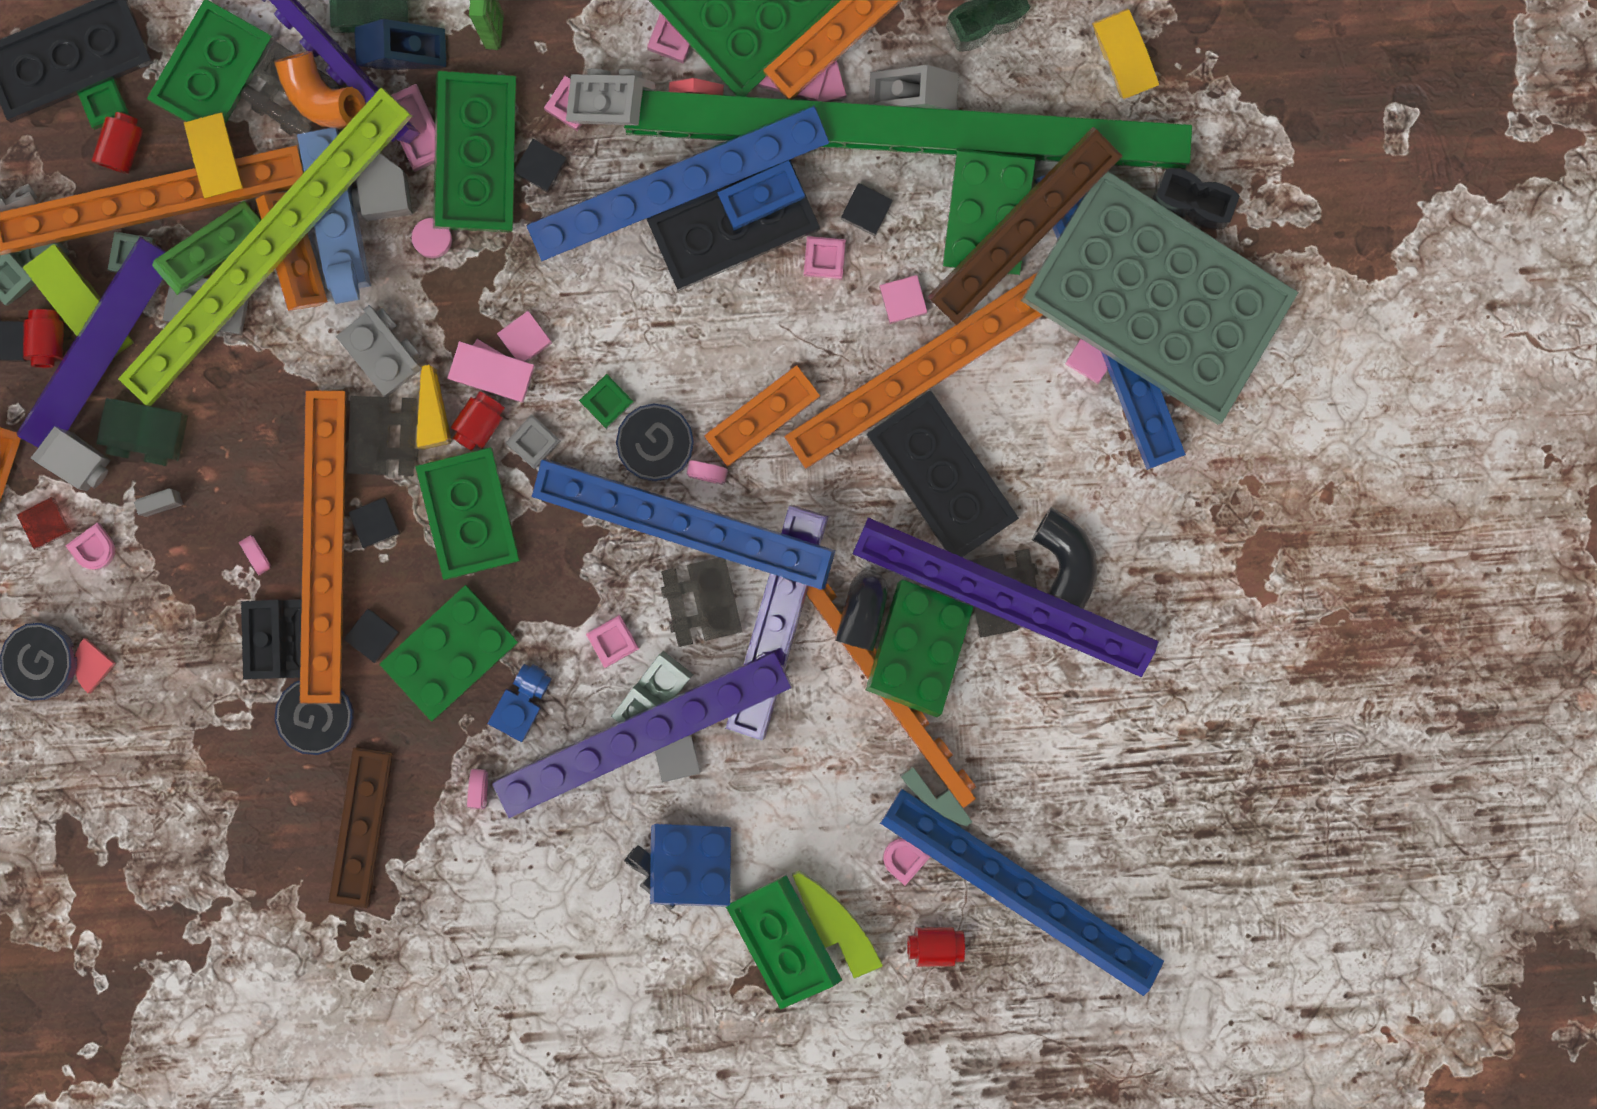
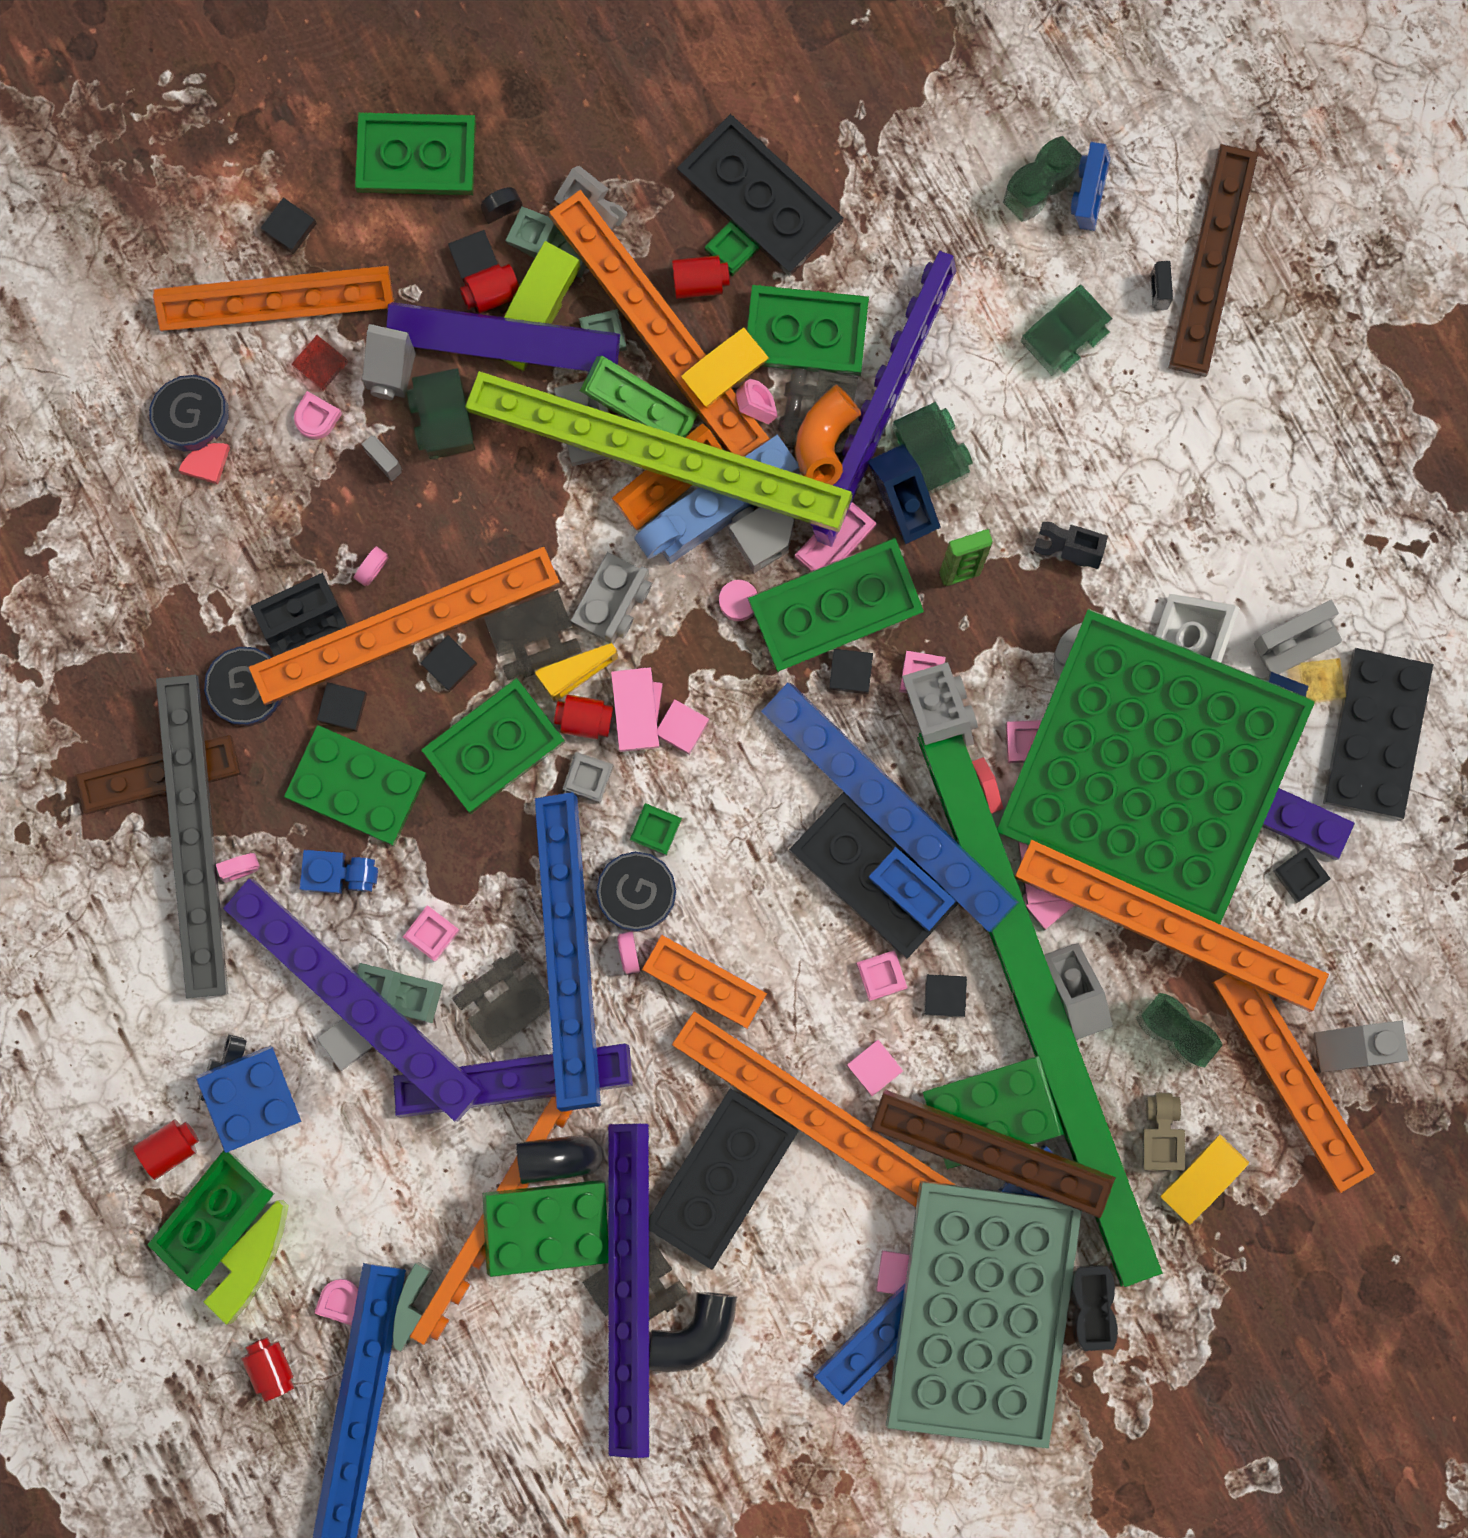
camera: 70 degrees right, 5 degrees down
(256, 142) = (756, 401): none -> bright pink tile
(430, 818) = (192, 836): none -> dark grey plate
(702, 956) = (166, 1148): none -> red brick
(1081, 76) = (1163, 1146): none -> dark tan plate

